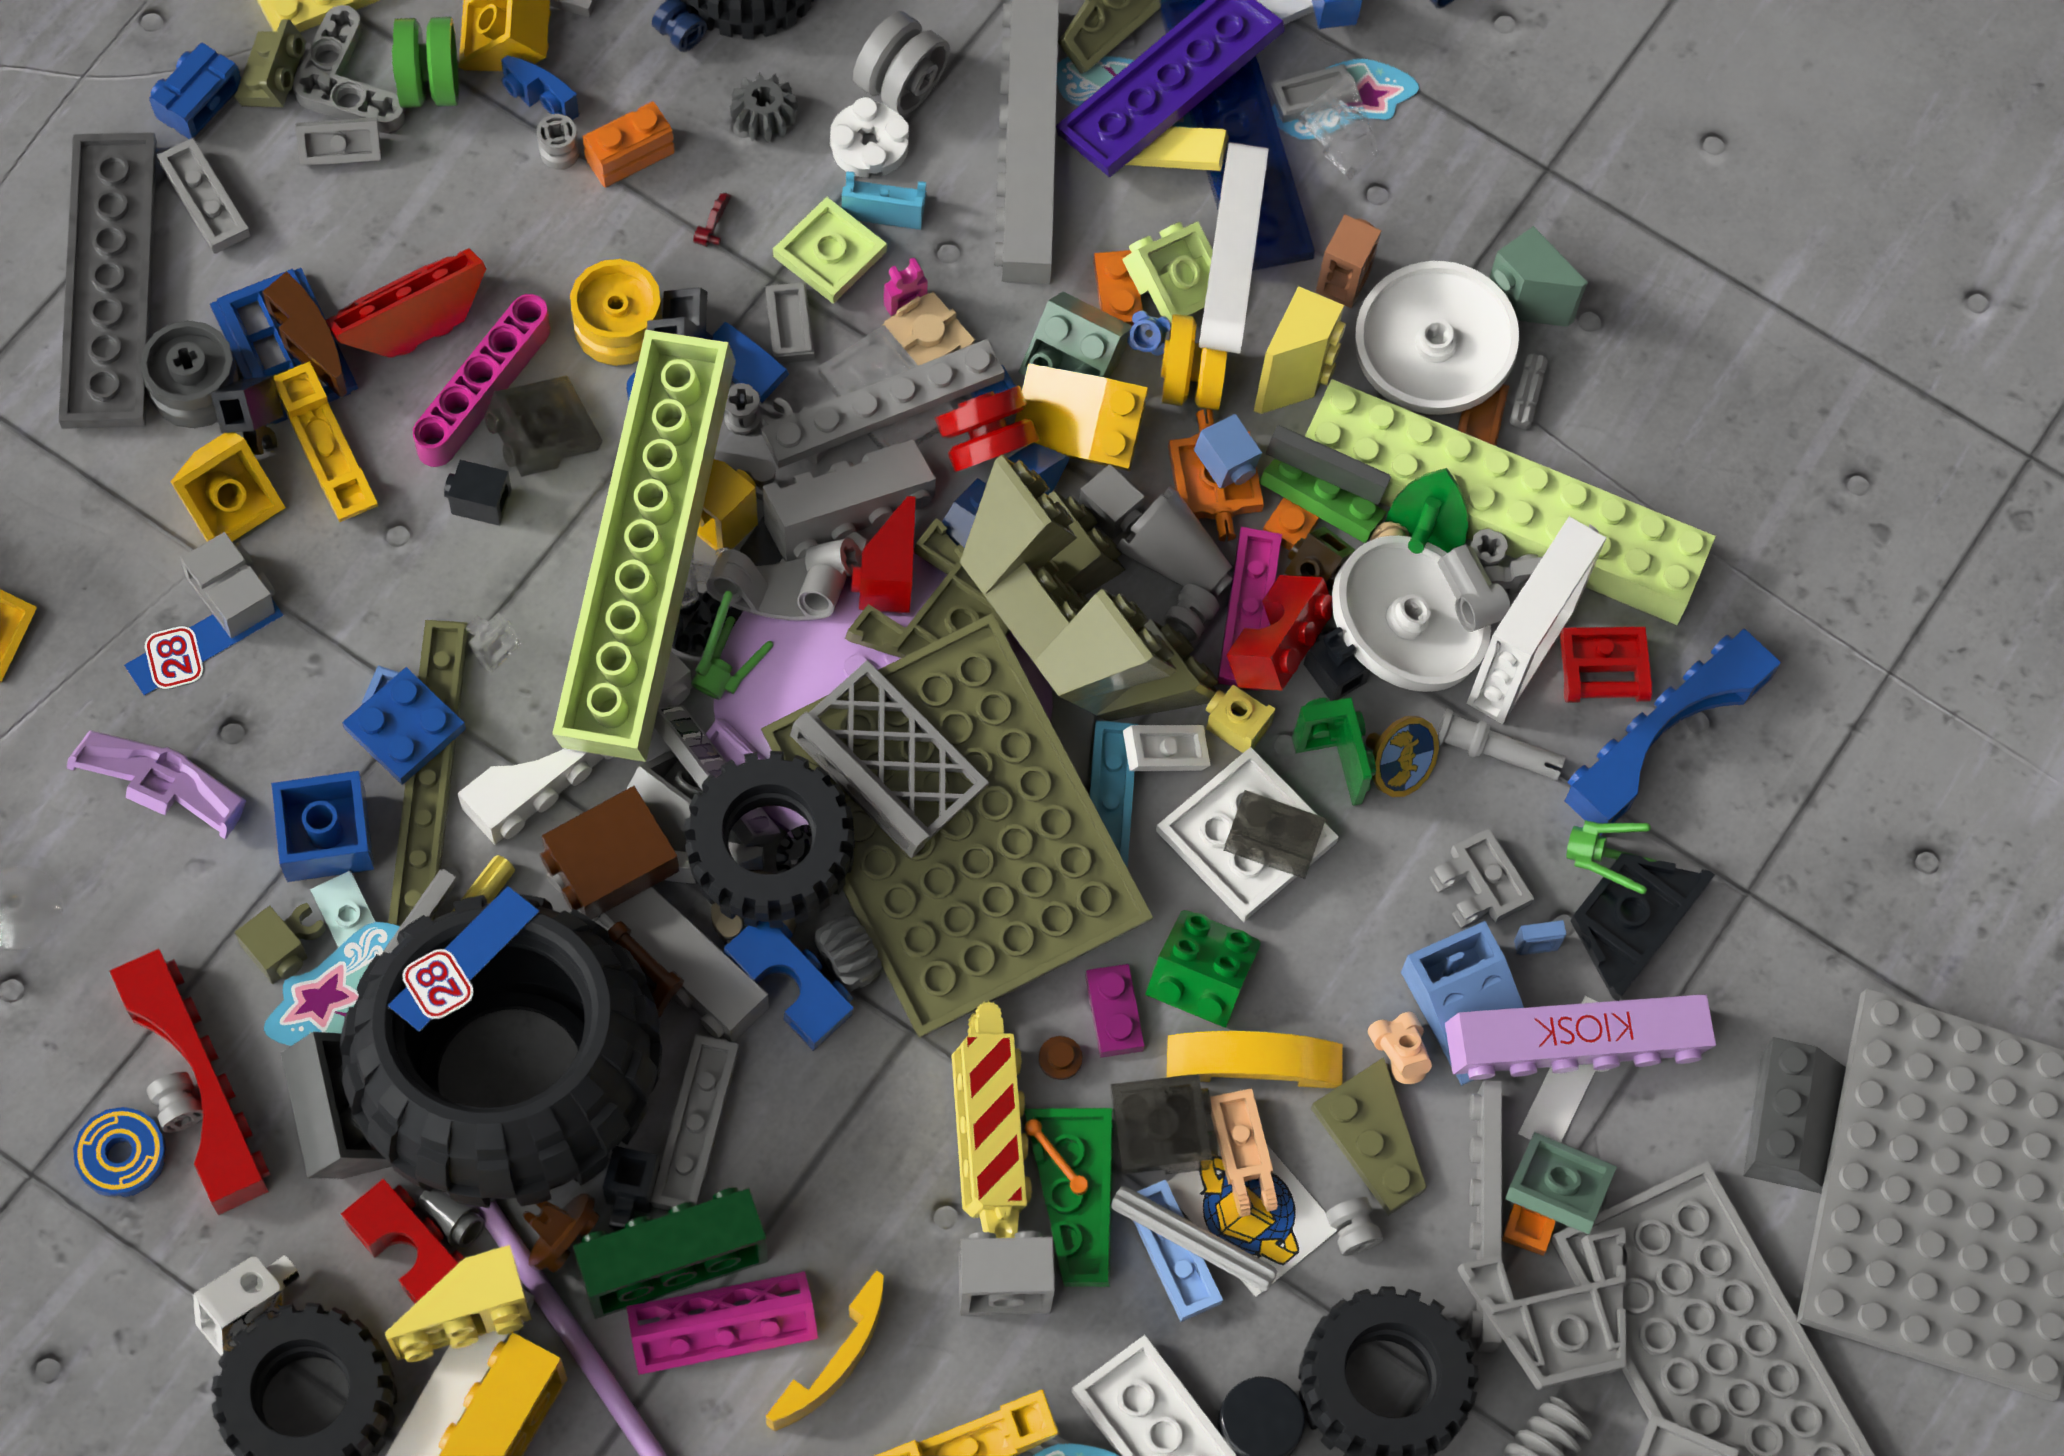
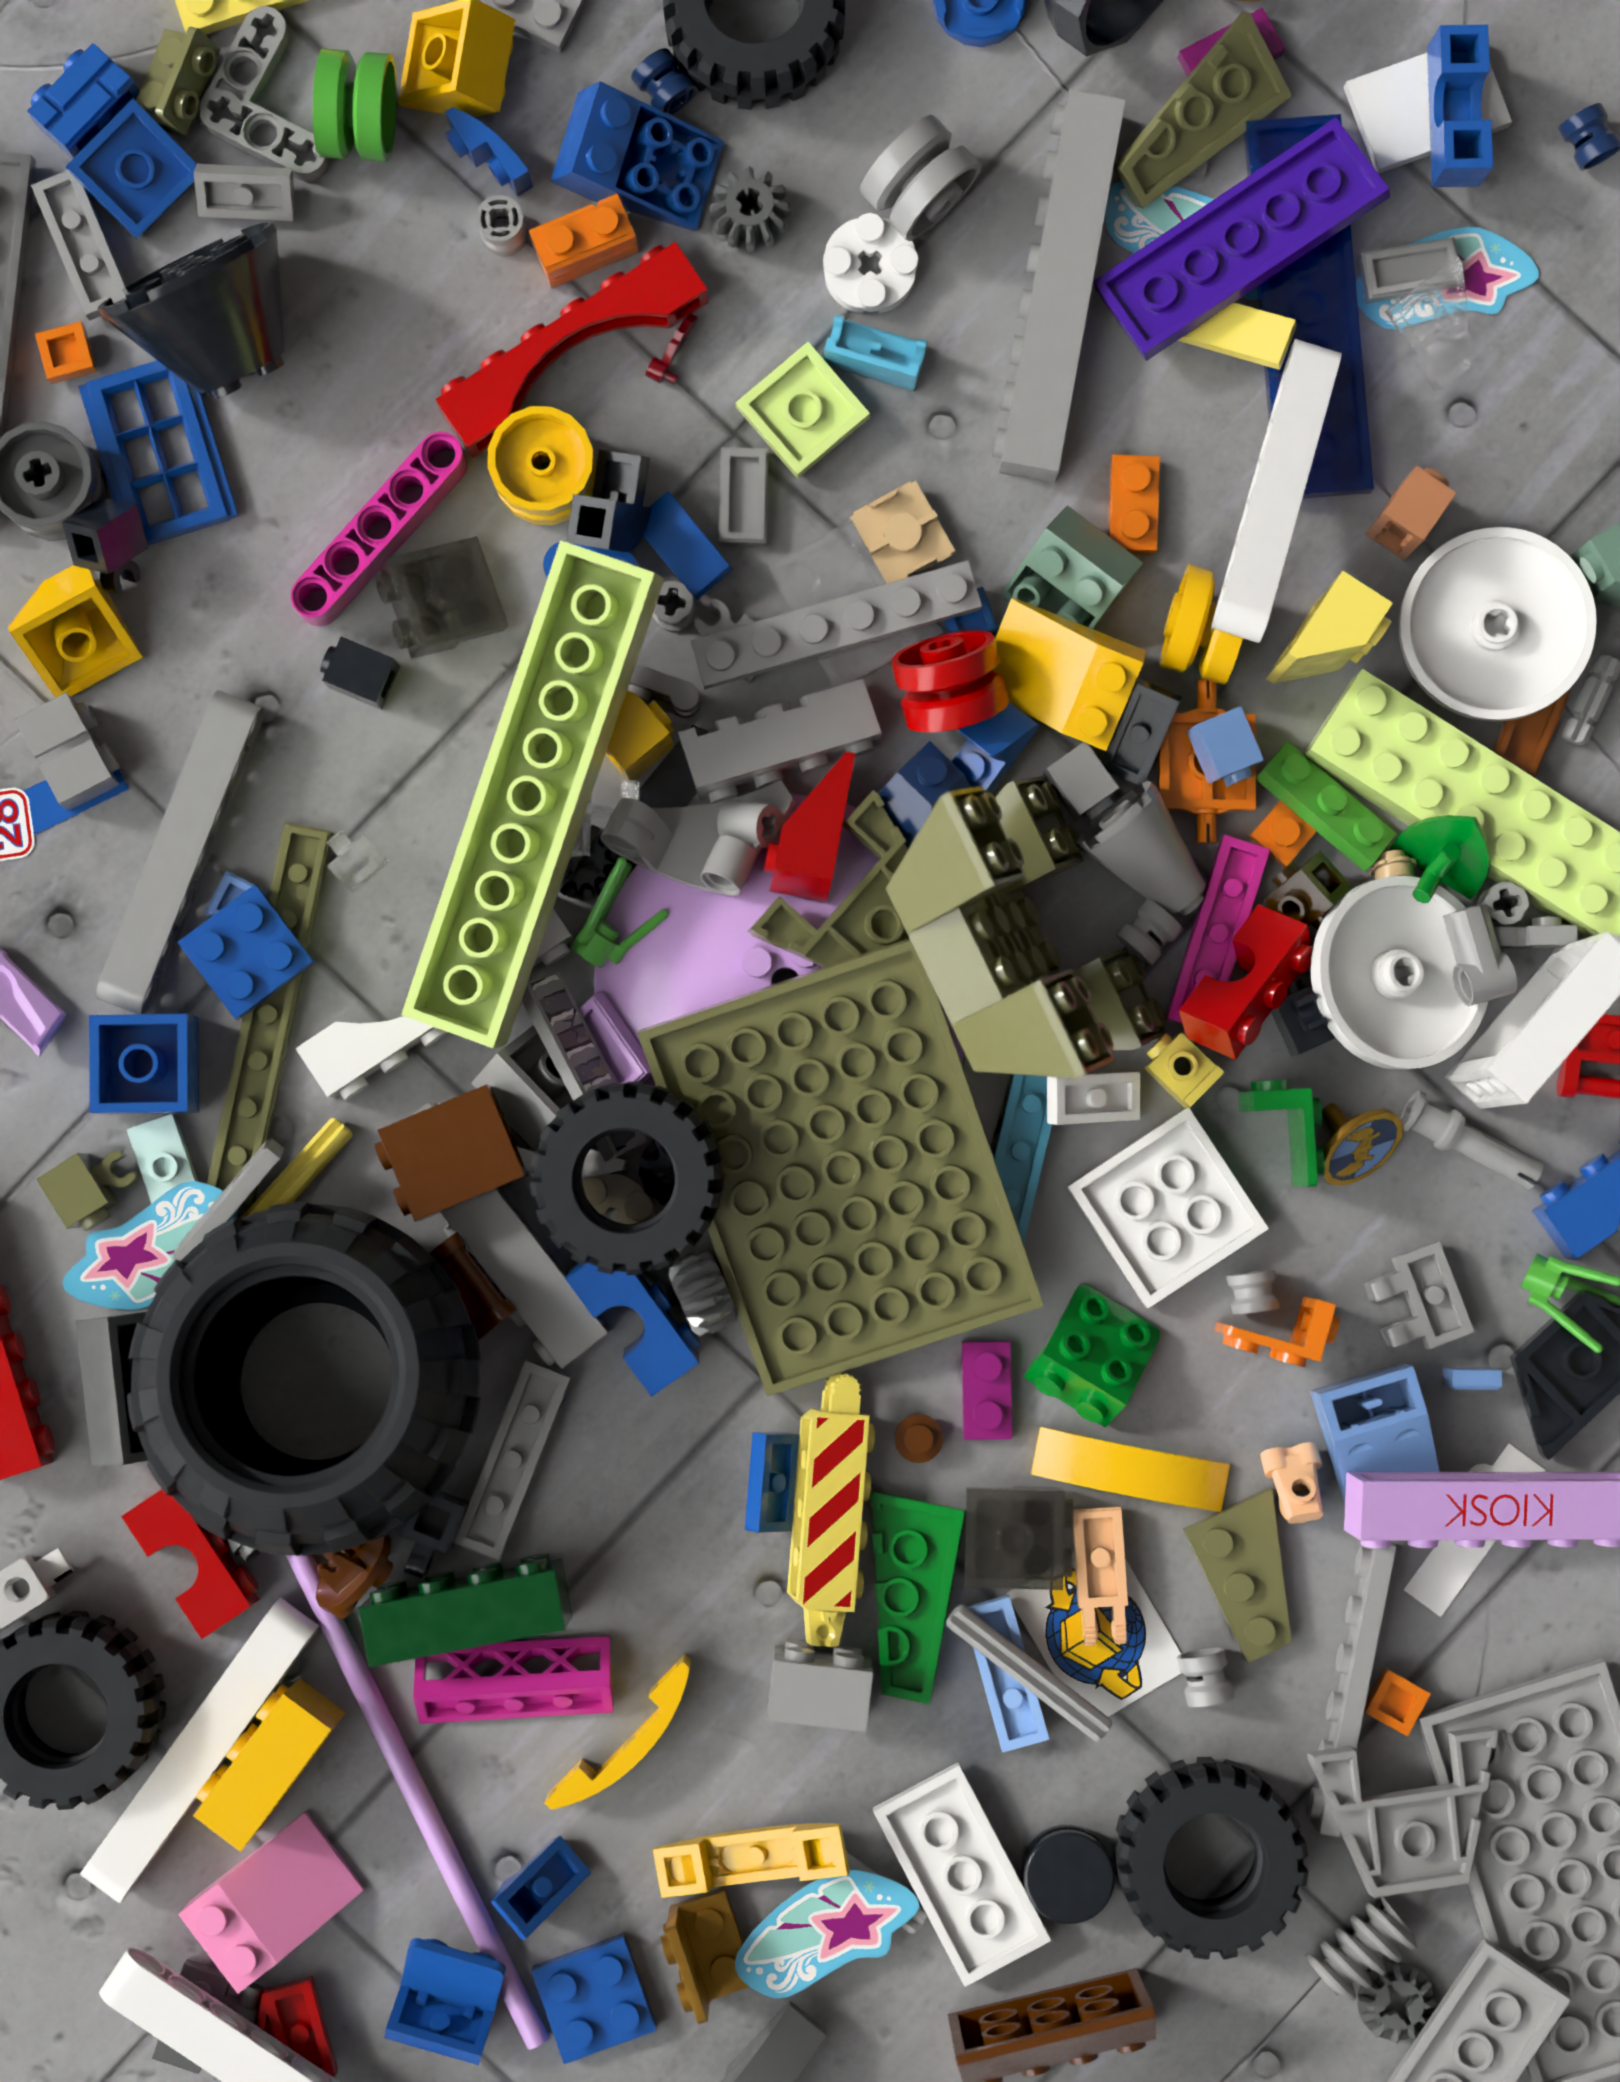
camera: 10 degrees right, 20 degrees up
(197, 278) = (66, 352): none -> orange plate
(243, 133) = (133, 169): none -> blue plate
(305, 330) = (183, 446): reddish brown slope -> none
(321, 222) = (210, 312): none -> black cone
(324, 442) = (192, 587): yellow slope -> none
(336, 652) = (180, 853): none -> light grey beam
(412, 307) = (302, 426): red wedge -> none
(442, 977) = (237, 1321): blue sticker -> none
(470, 1301) = (260, 1648): light yellow slope -> none
(680, 79) = (638, 152): none -> blue slope
(685, 180) = (650, 295): none -> red arch
(862, 784) = (741, 1118): light grey fence -> none
(904, 286) = (882, 476): dark pink plate -> none
(934, 1110) = (772, 1482): none -> blue plate
(1077, 1183) = (915, 1591): orange hinge -> none
(1138, 338) = (1150, 588): blue plate -> none
(1155, 452) = (1141, 731): none -> black plate
(1172, 269) = (1202, 495): yellowish green plate -> none
(1274, 834) = (1197, 1219): clear smoke plate -> none
(1328, 464) = (1339, 779): dark grey tile -> none
(1334, 892) = (1253, 1291): none -> light grey wheel
(1362, 924) = (1312, 1330): none -> orange bracket
(1561, 1183) = (1439, 1666): sand green plate -> none

